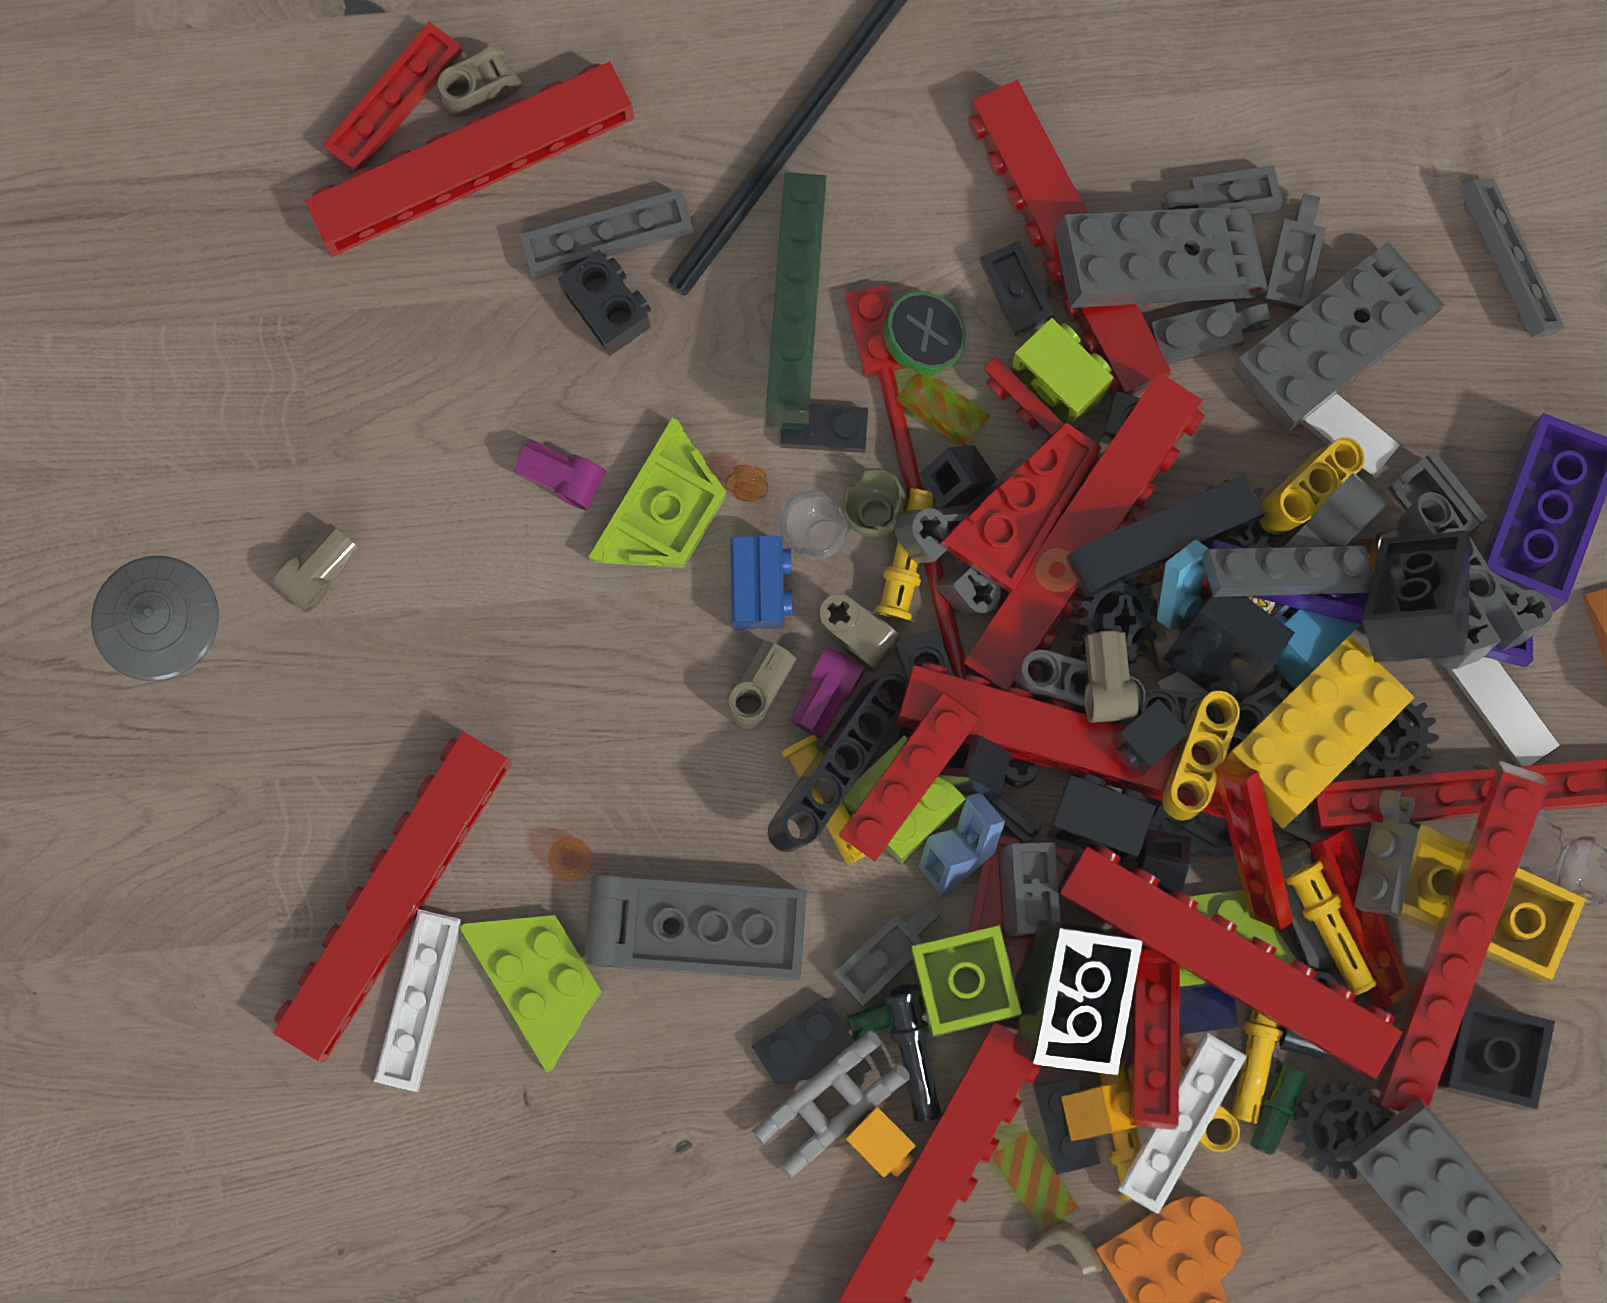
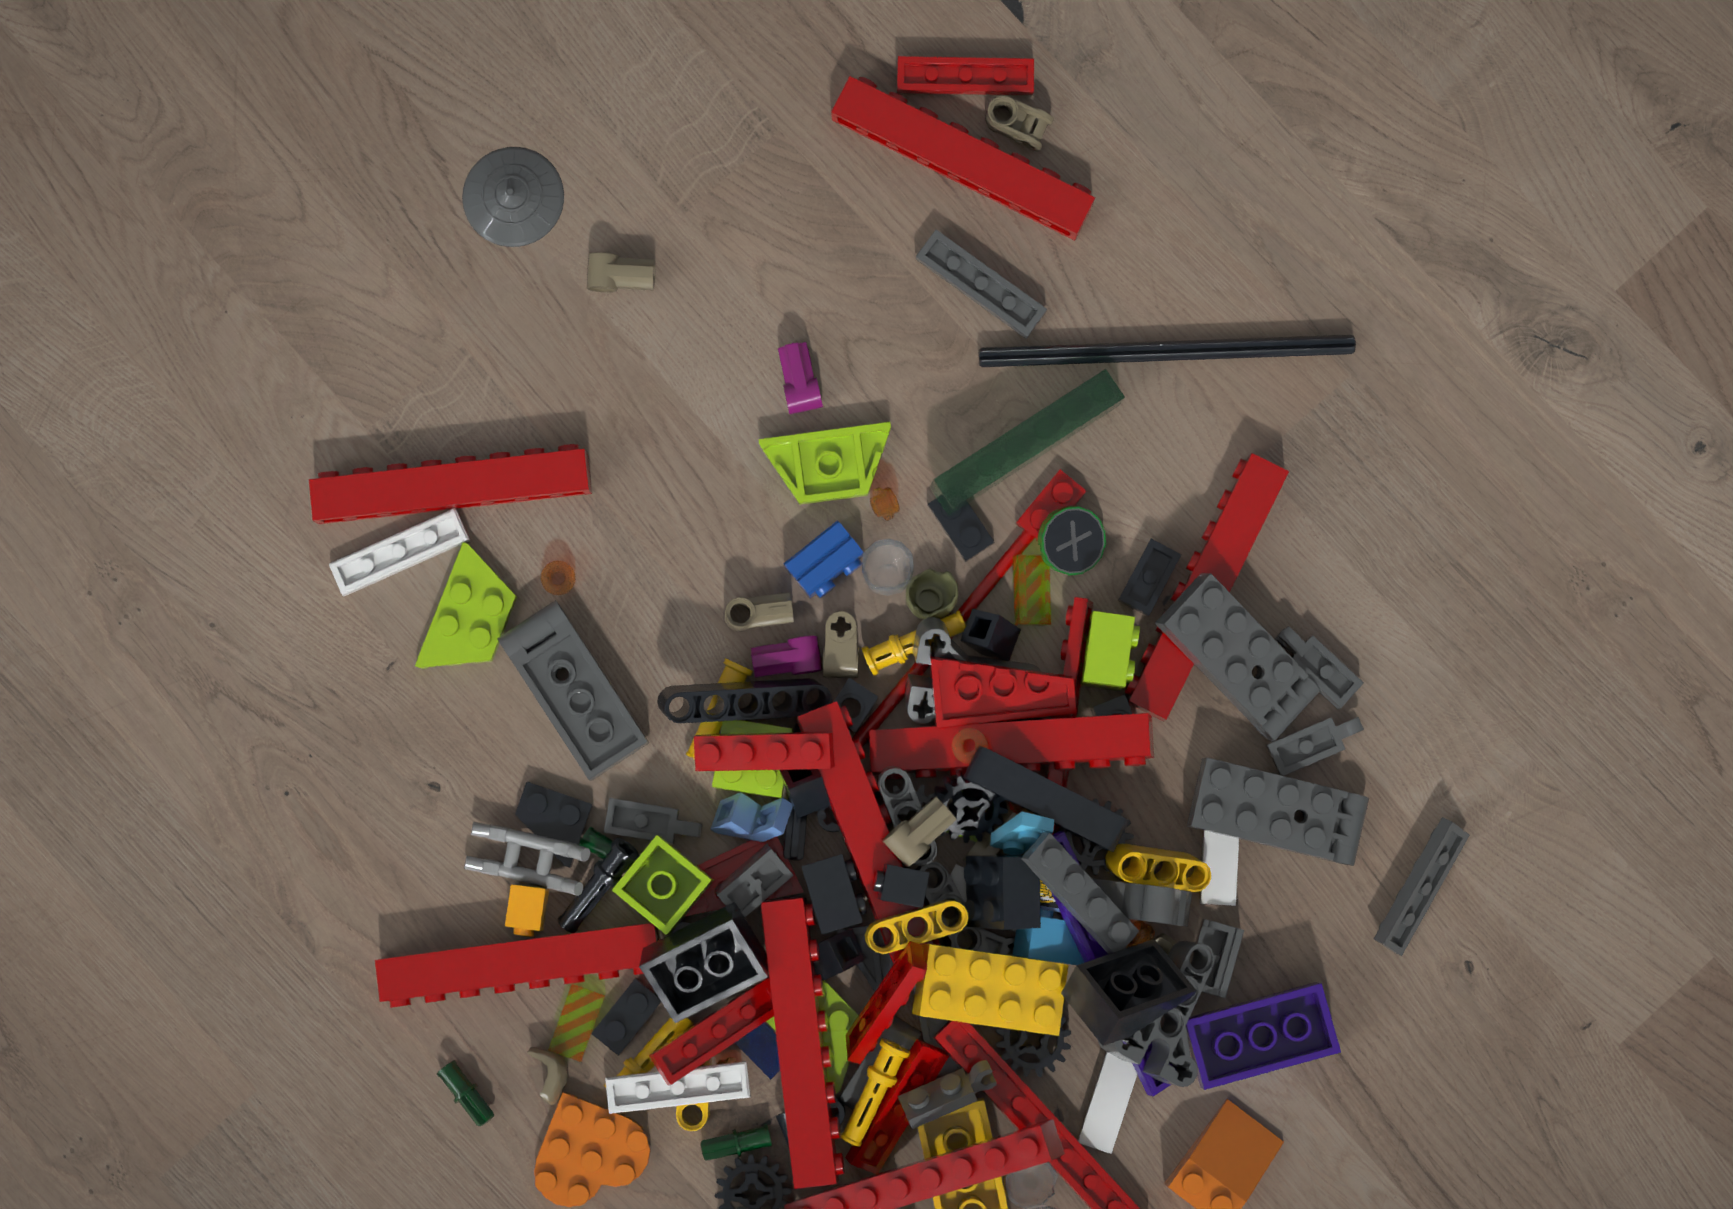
camera: 55 degrees right, 5 degrees up
(597, 306) = (926, 317): black brick -> none
(1098, 1111) = (646, 1028): light orange brick -> none
(1207, 330) = (1215, 721): dark grey plate -> none
(1255, 1068) = (749, 1110): yellow pin -> none

